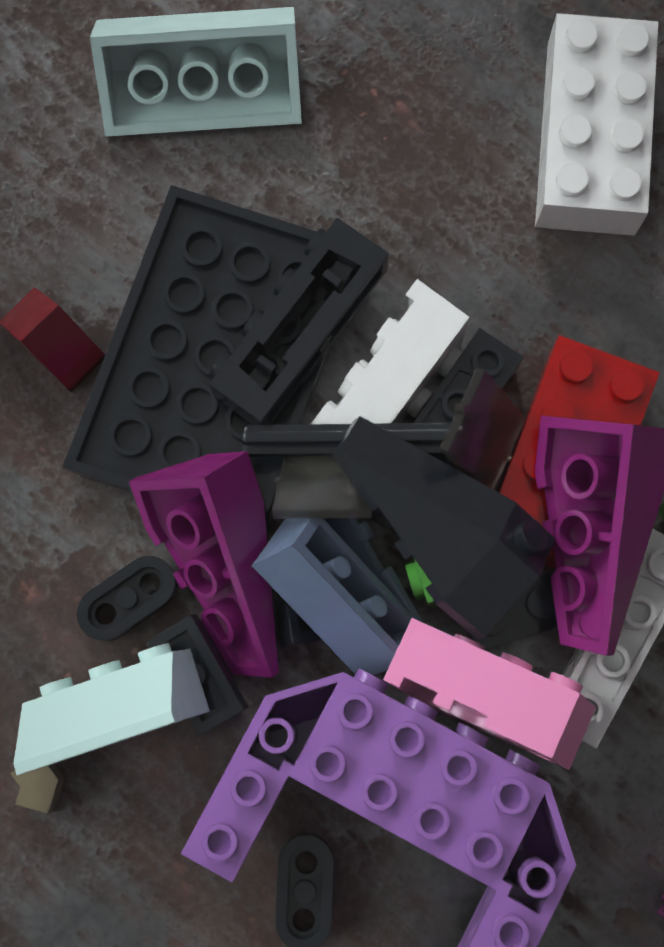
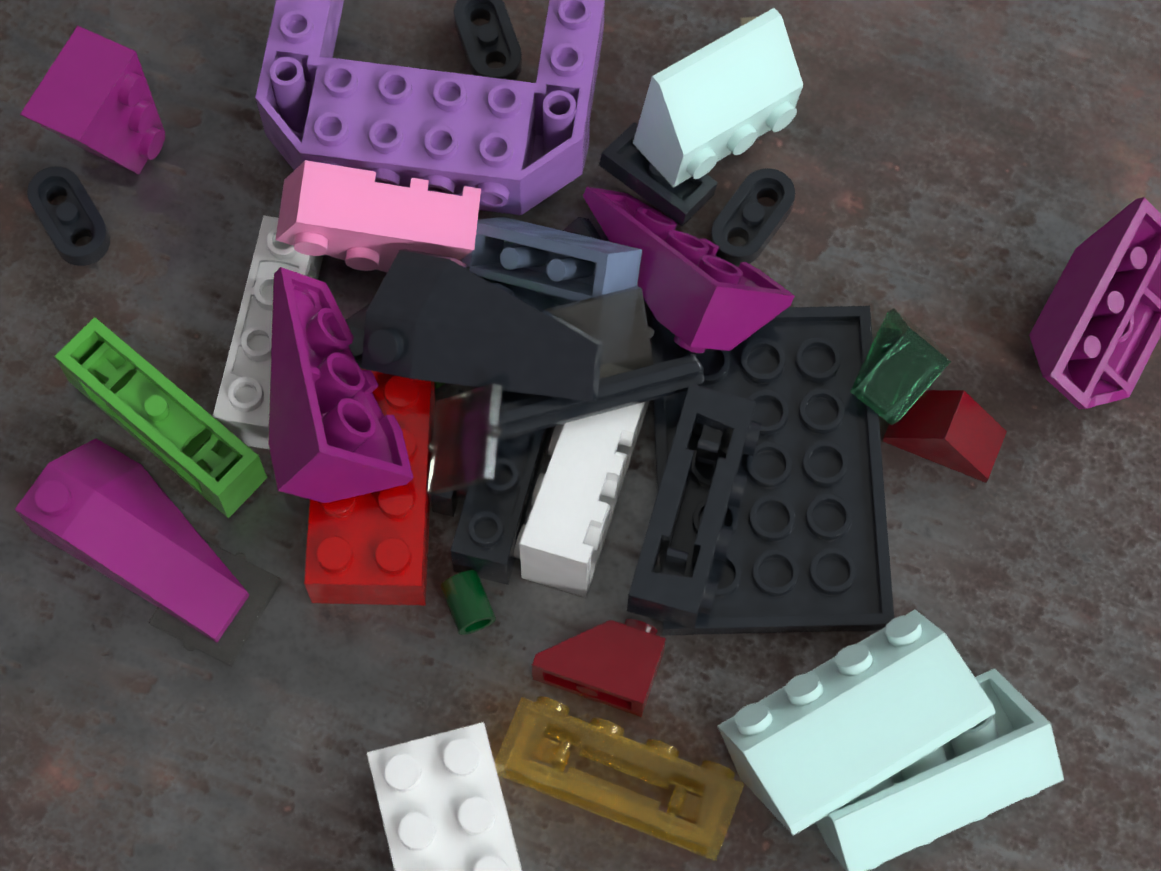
camera: 155 degrees right, 10 degrees down
(60, 398) = (898, 367): none -> clear green slope
(240, 105) = (854, 721): none -> light aqua slope
(383, 108) = (604, 743): none -> clear yellow brick
(422, 235) = (605, 664): none -> dark red slope
(517, 329) = (468, 602): none -> dark green hinge

